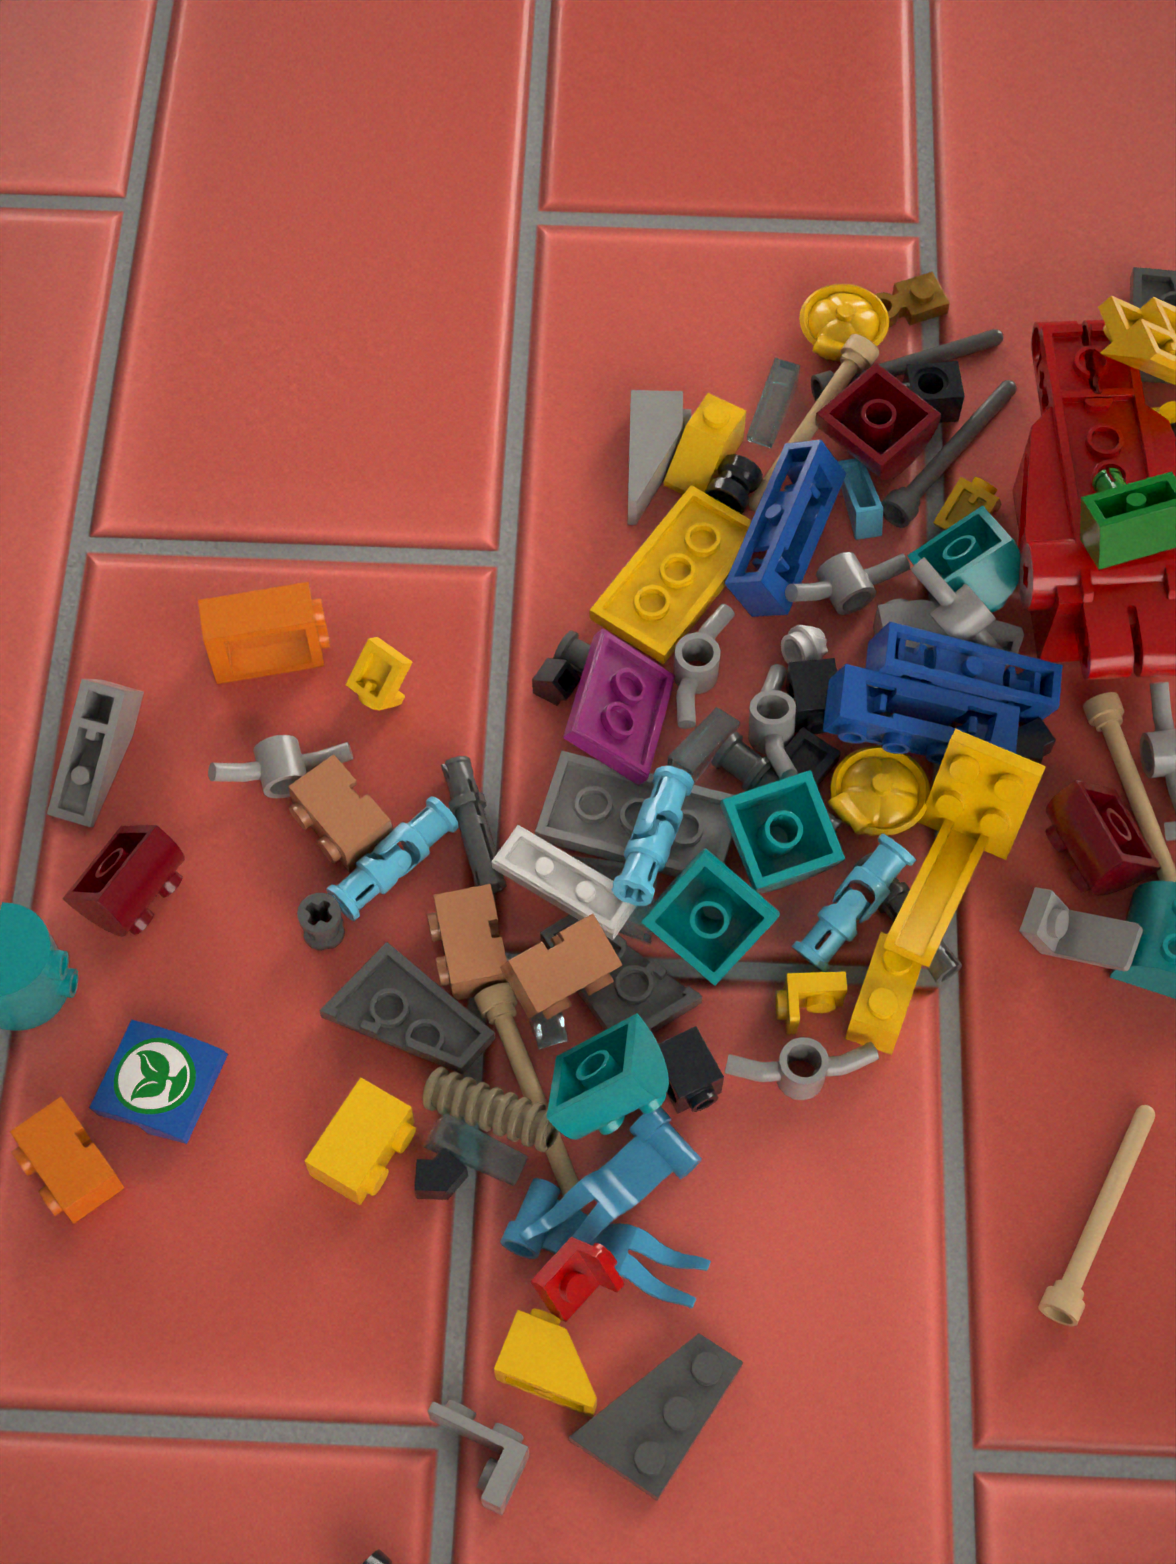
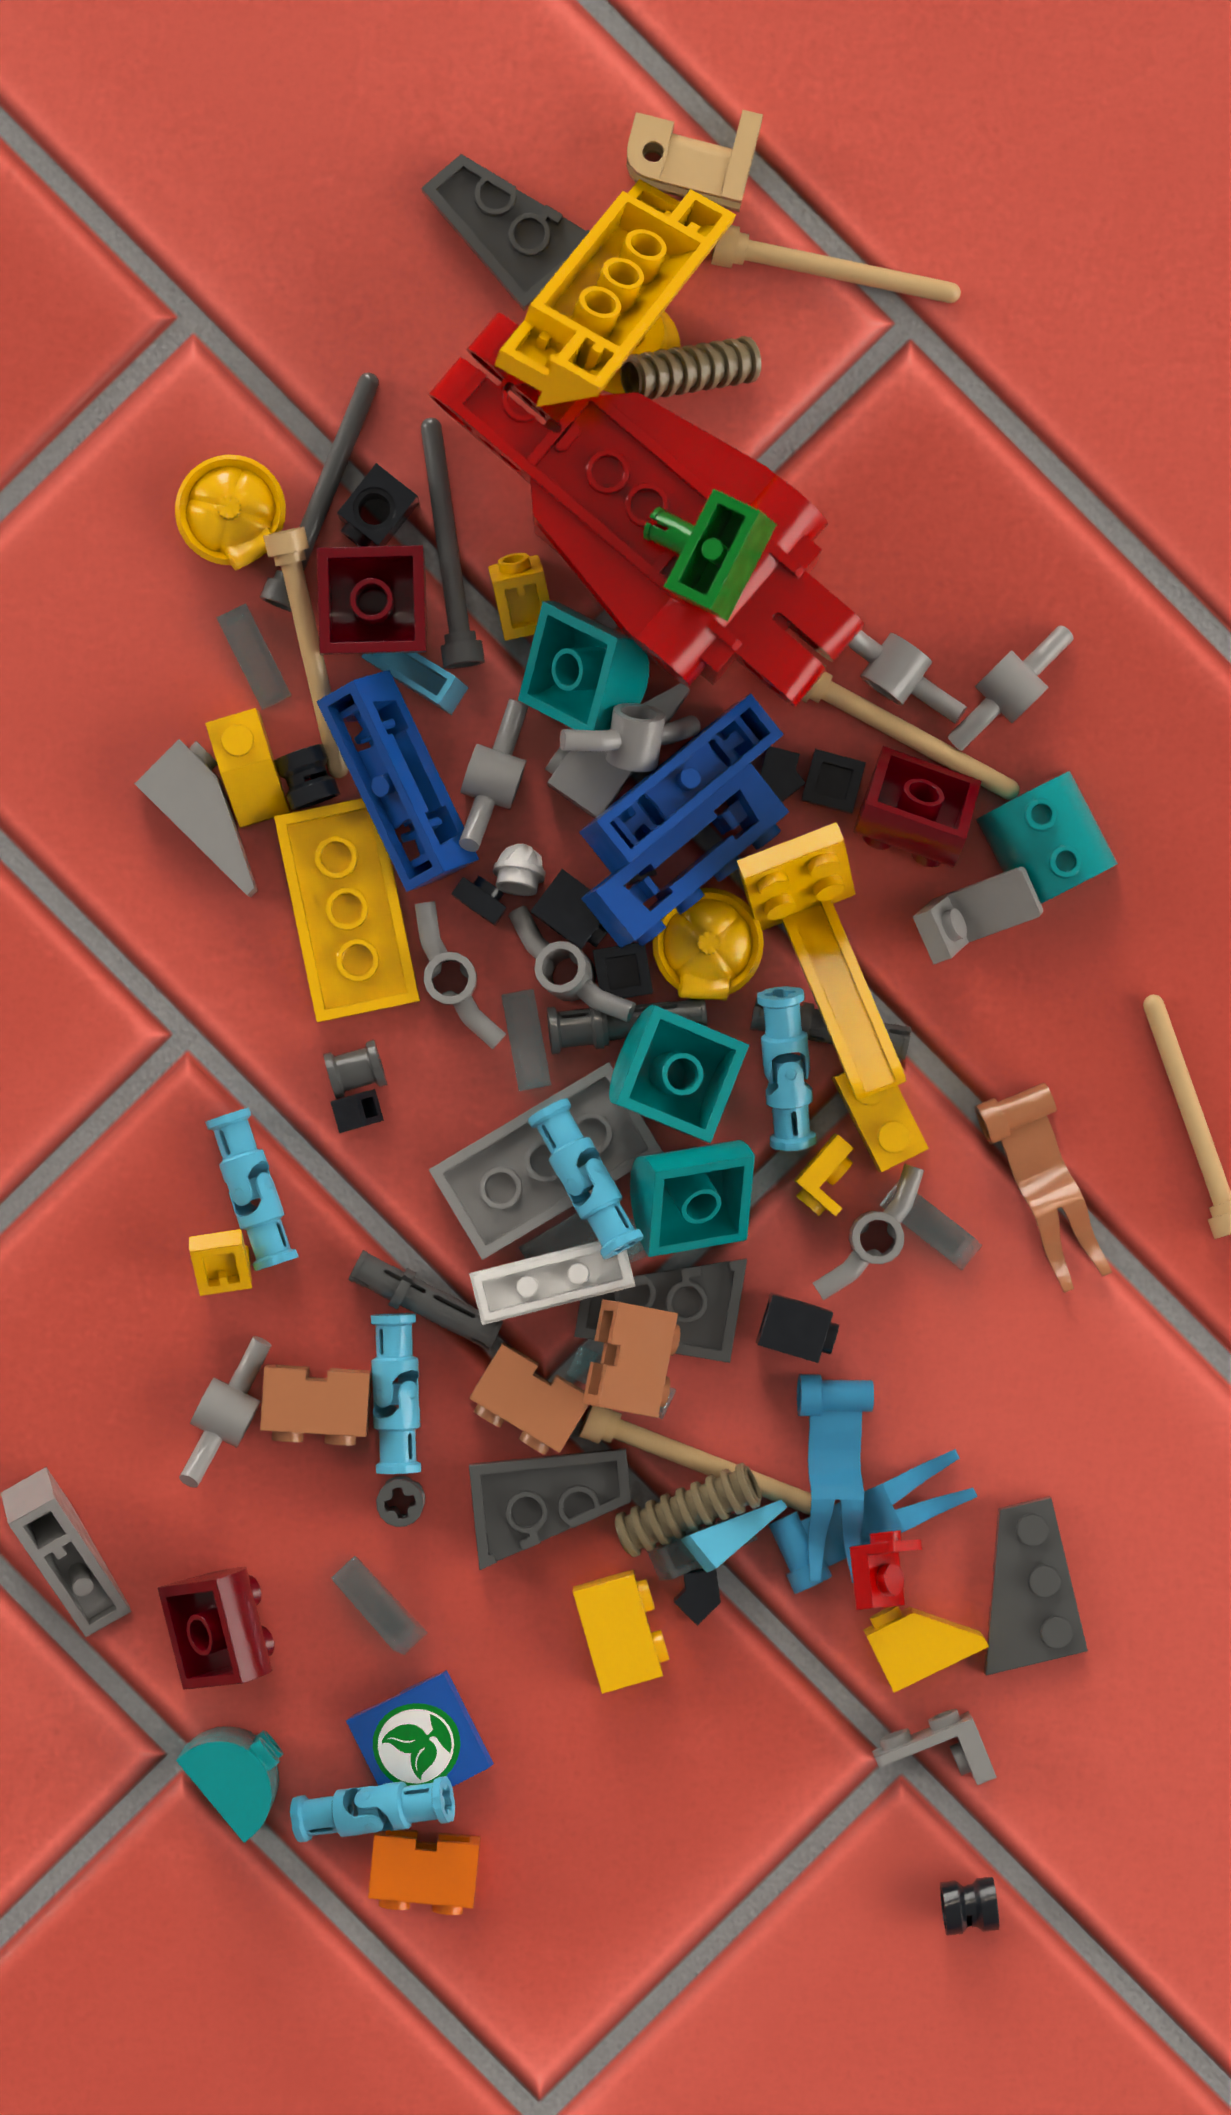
camera: 50 degrees left, 25 degrees up
(81, 1083) = (372, 1809): none -> medium azure piece
(233, 978) = (379, 1606): none -> clear light blue piece
(263, 632) = (90, 1325): orange window -> none
(444, 664) = (249, 1178): none -> medium azure piece
(496, 1151) = (722, 1540): none -> medium azure piece
(607, 1080) = (752, 1406): teal brick -> none
(619, 707) = (439, 1090): magenta tile -> none
(764, 638) = (481, 898): none -> black plate
(848, 1114) = (938, 1230): none -> clear light blue piece
(916, 299) = (262, 412): pearl gold plate -> none
(957, 1143) = (1041, 1173): none -> nougat flag
(1060, 771) = (833, 781): none -> black plate

